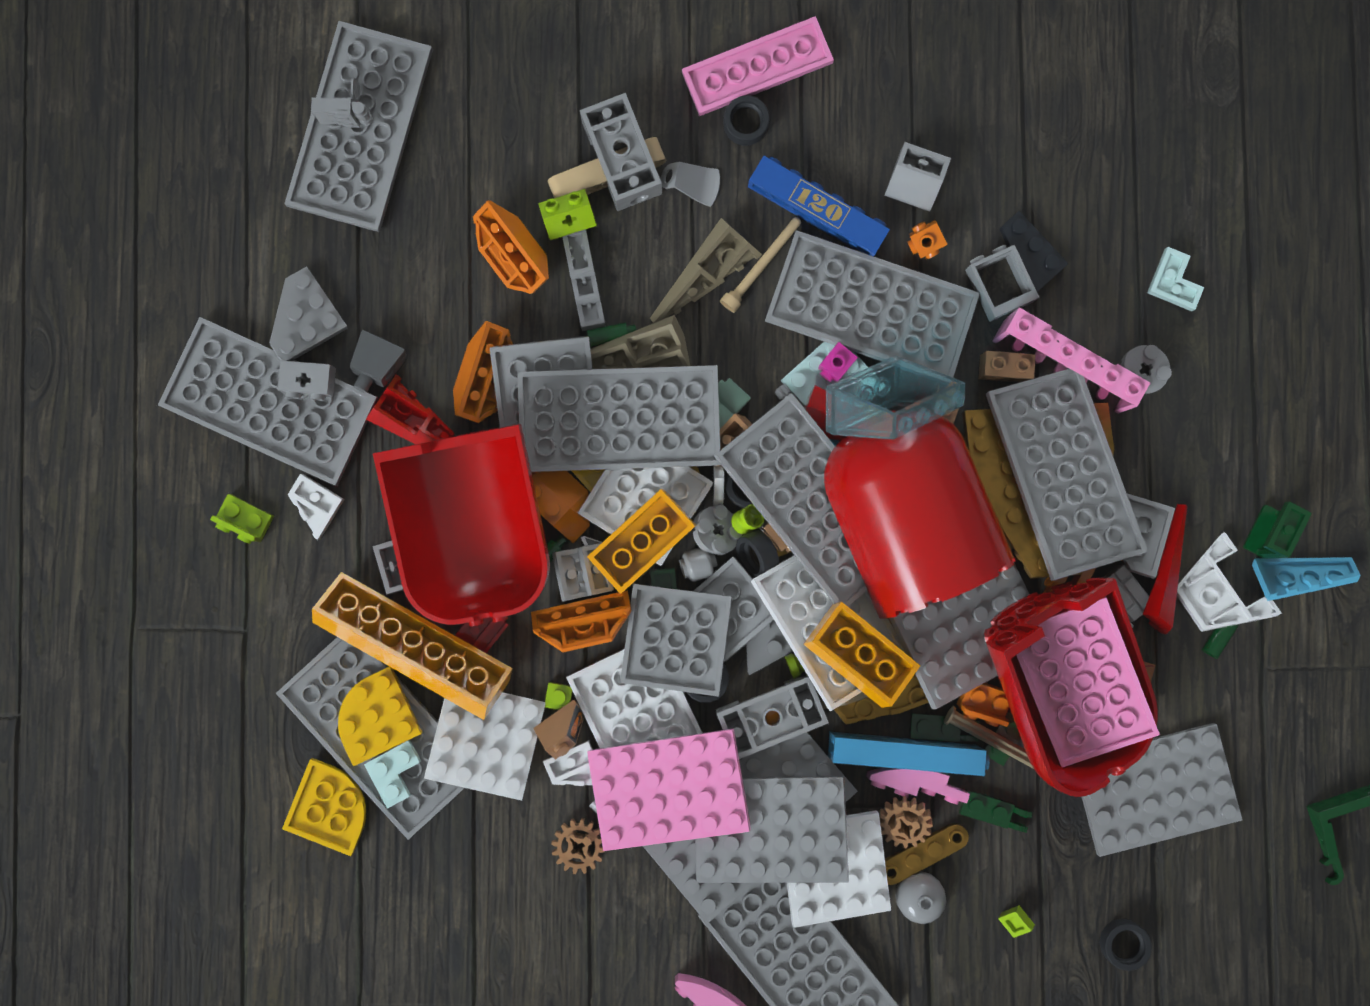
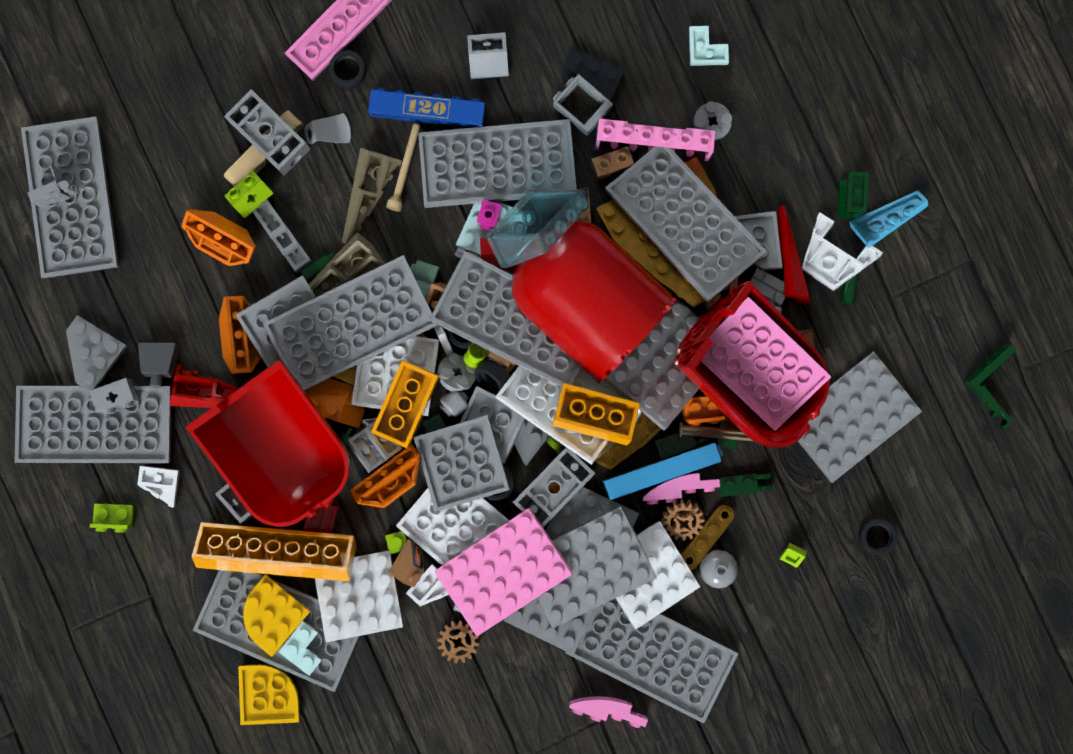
camera: 20 degrees left, 0 degrees up
(923, 231) = (518, 91): orange brick -> none

